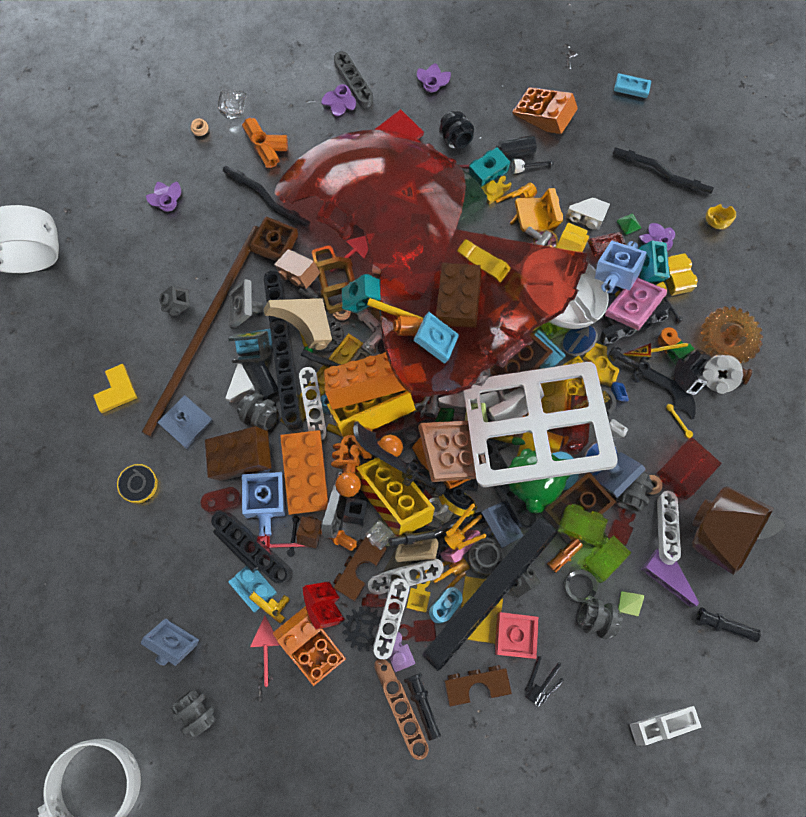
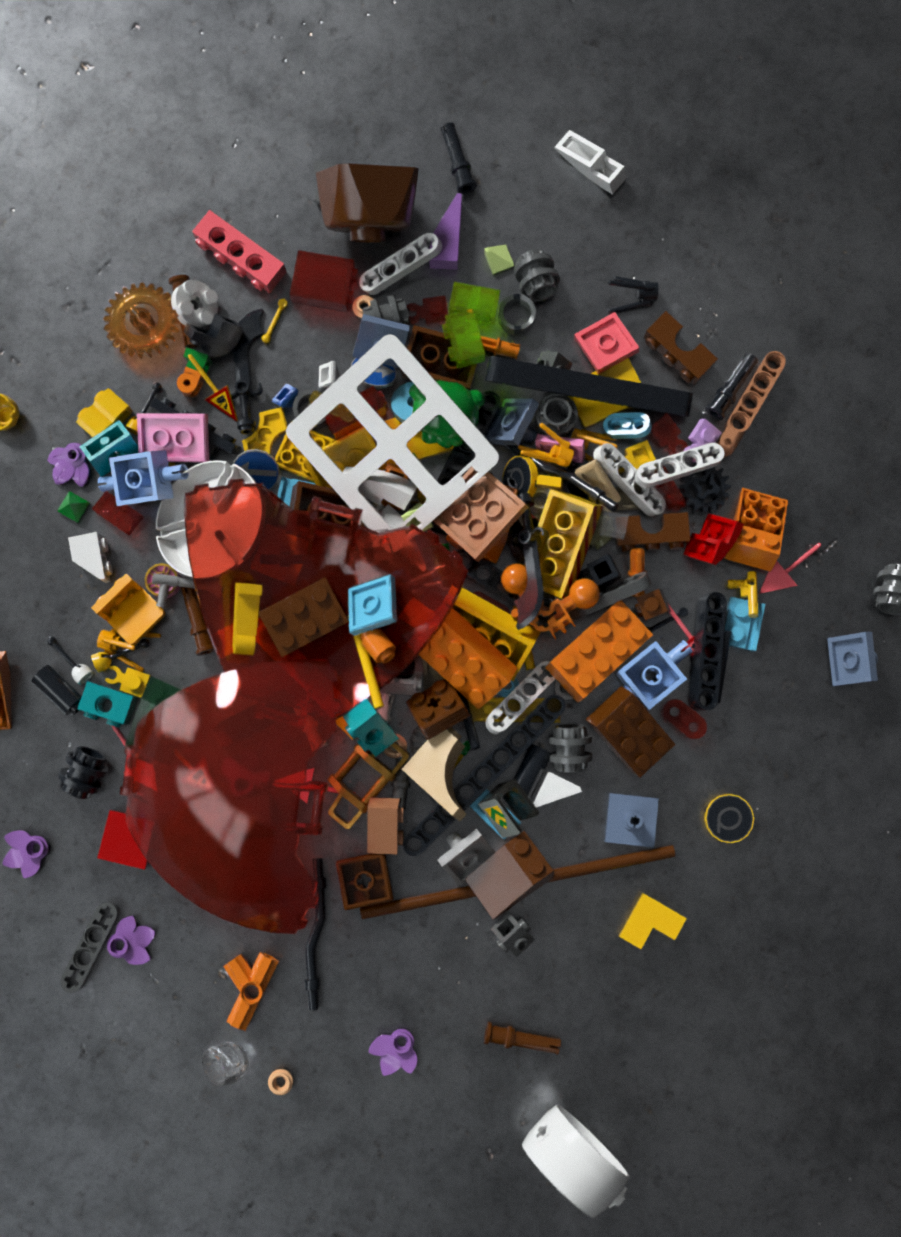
camera: 120 degrees left, 10 degrees up
(120, 260) = (510, 1037): none -> reddish brown pin
(209, 322) = (509, 875): none -> reddish brown slope
(343, 343) = (437, 708): none -> reddish brown brick
(440, 516) = (549, 482): none -> yellow tile
(517, 181) = (103, 660): none -> hinge
(573, 238) = (140, 550): yellow brick -> none
(771, 415) = (214, 227): none -> coral brick

